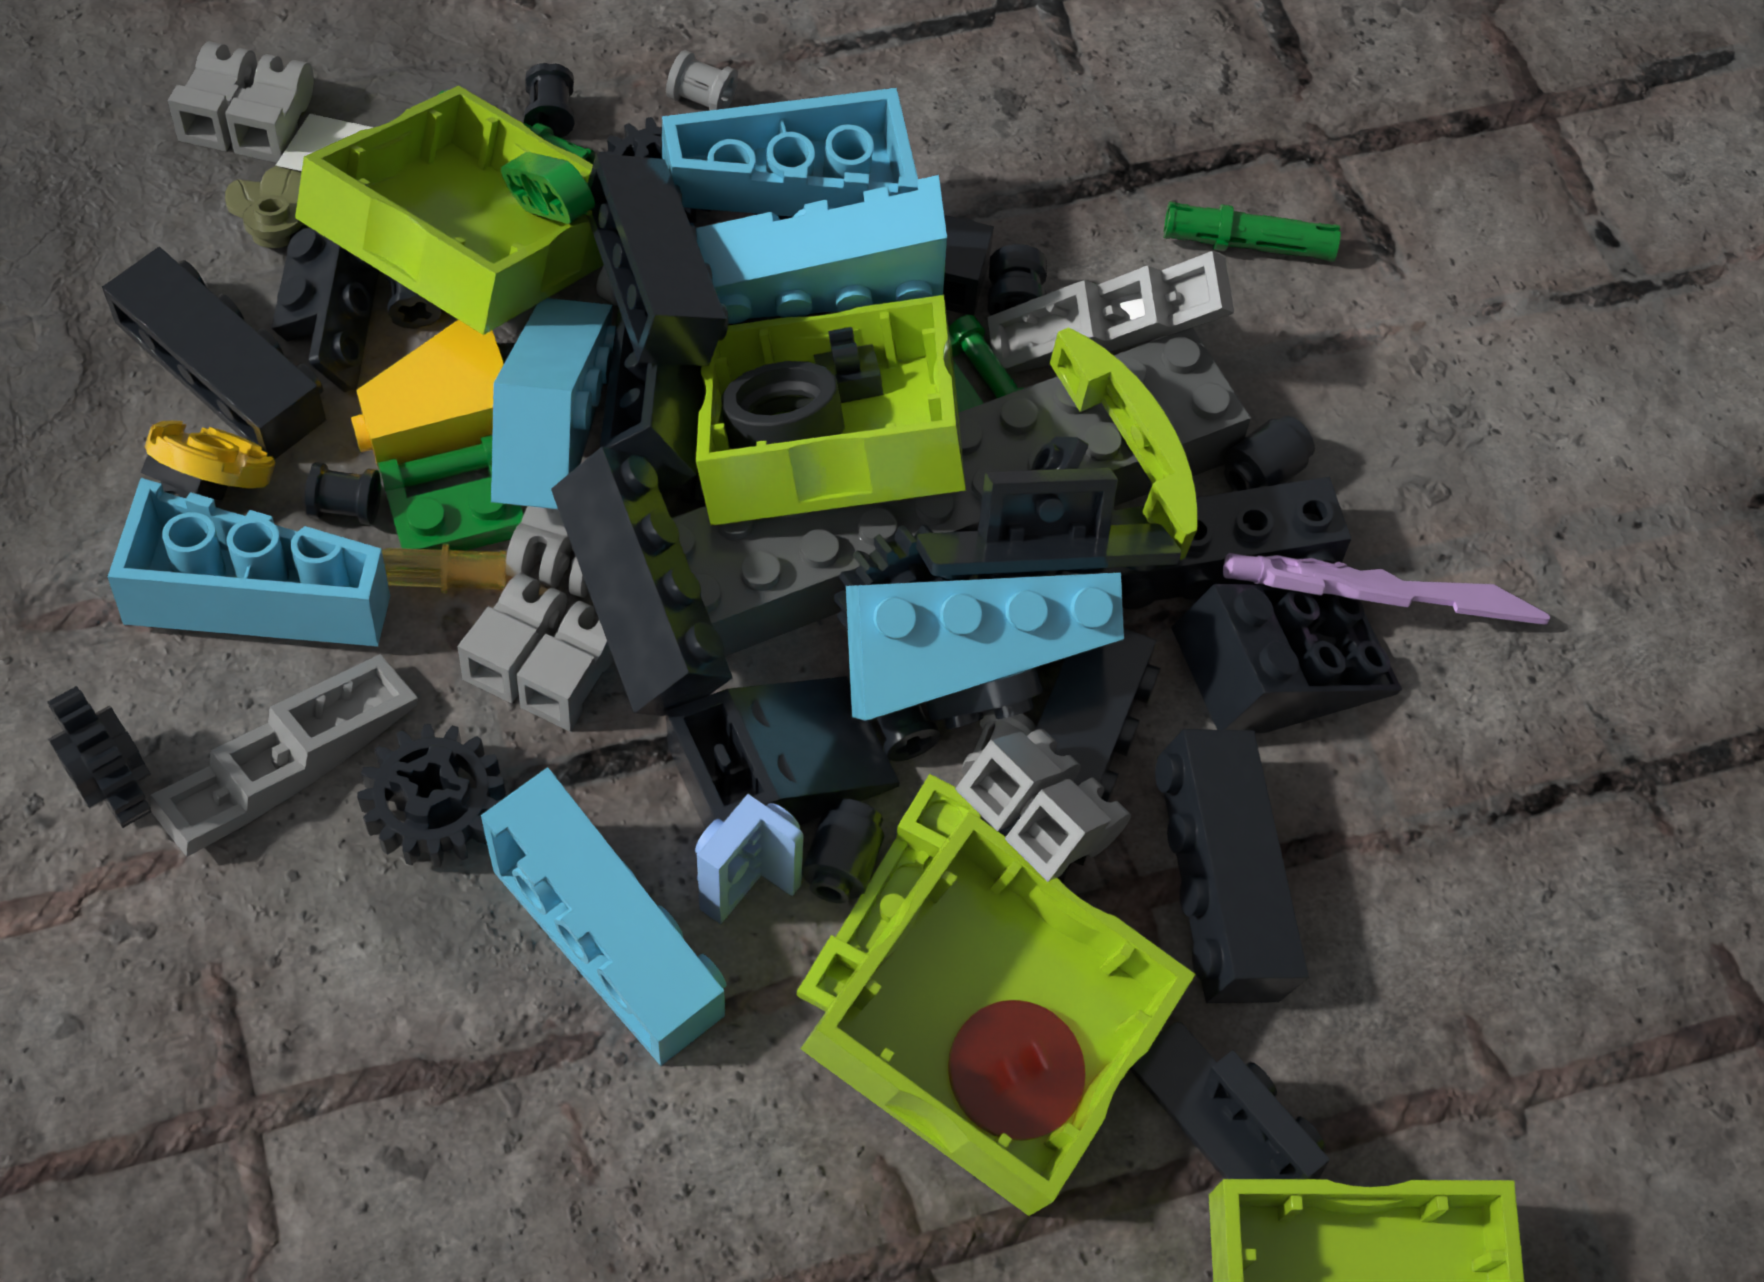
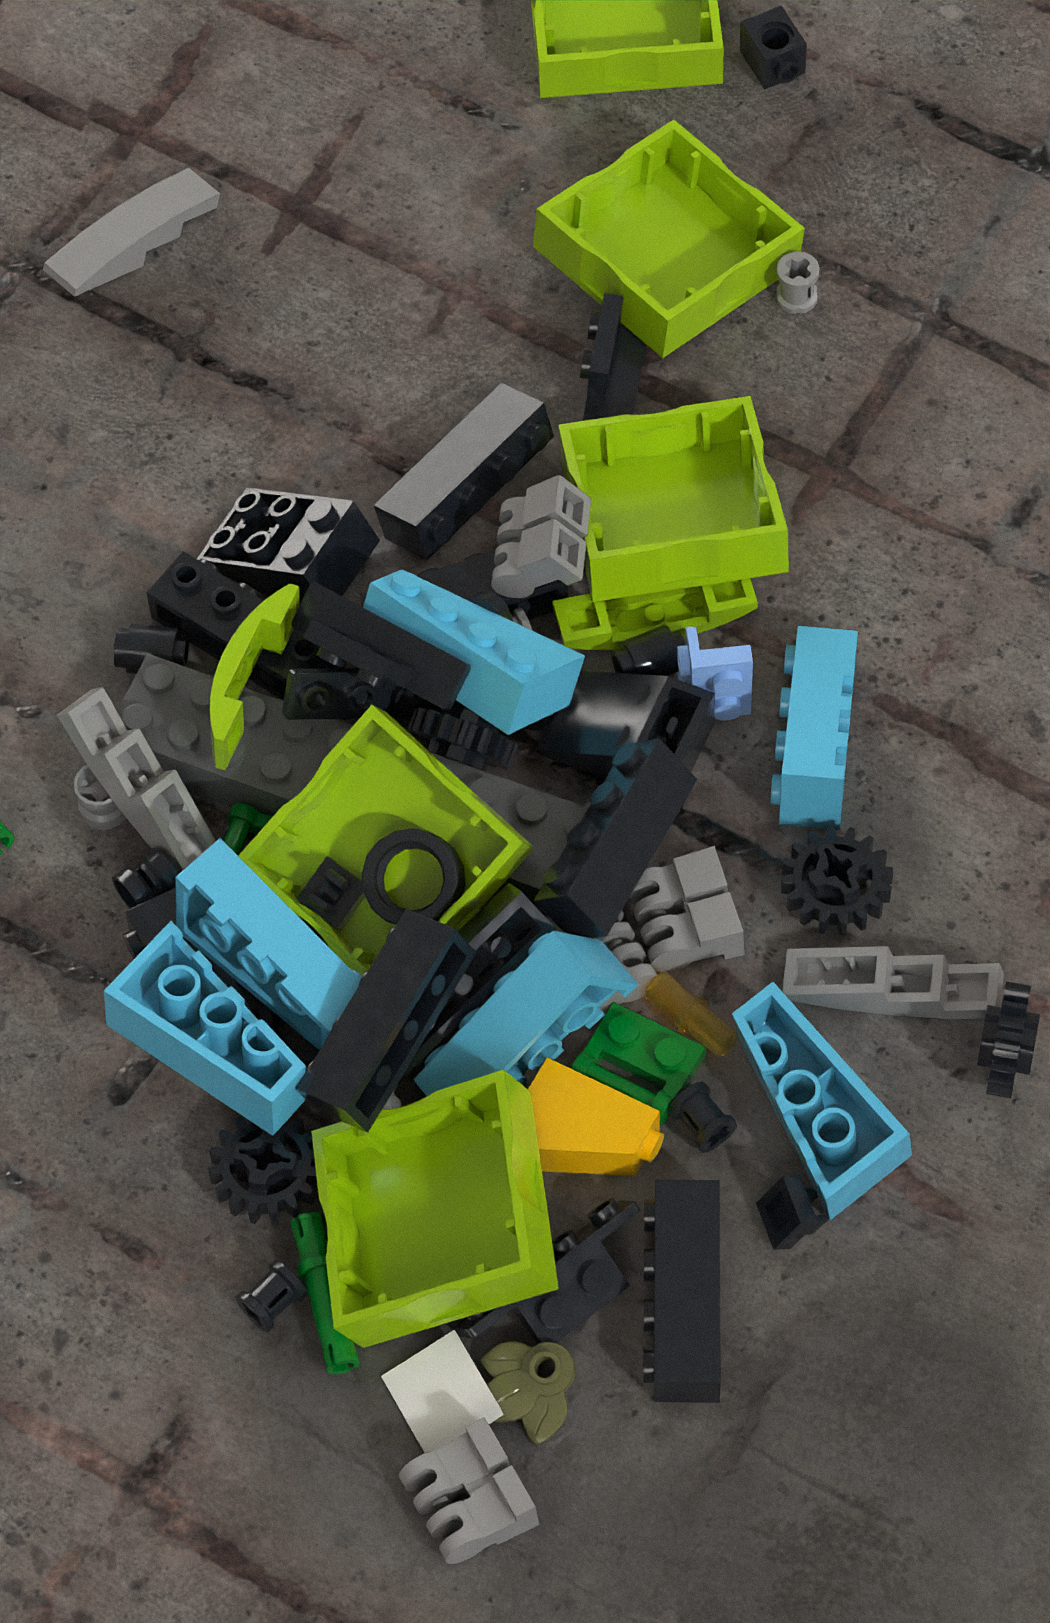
camera: 125 degrees left, 0 degrees up
(210, 455) = (765, 1195): yellow tile -> none
(548, 187) = (377, 1163): green beam -> none
(684, 78) = (157, 1215): light grey bush -> none
(1016, 1070) = (688, 482): clear red piece -> none
(1379, 586) = (196, 522): lavender sword -> none

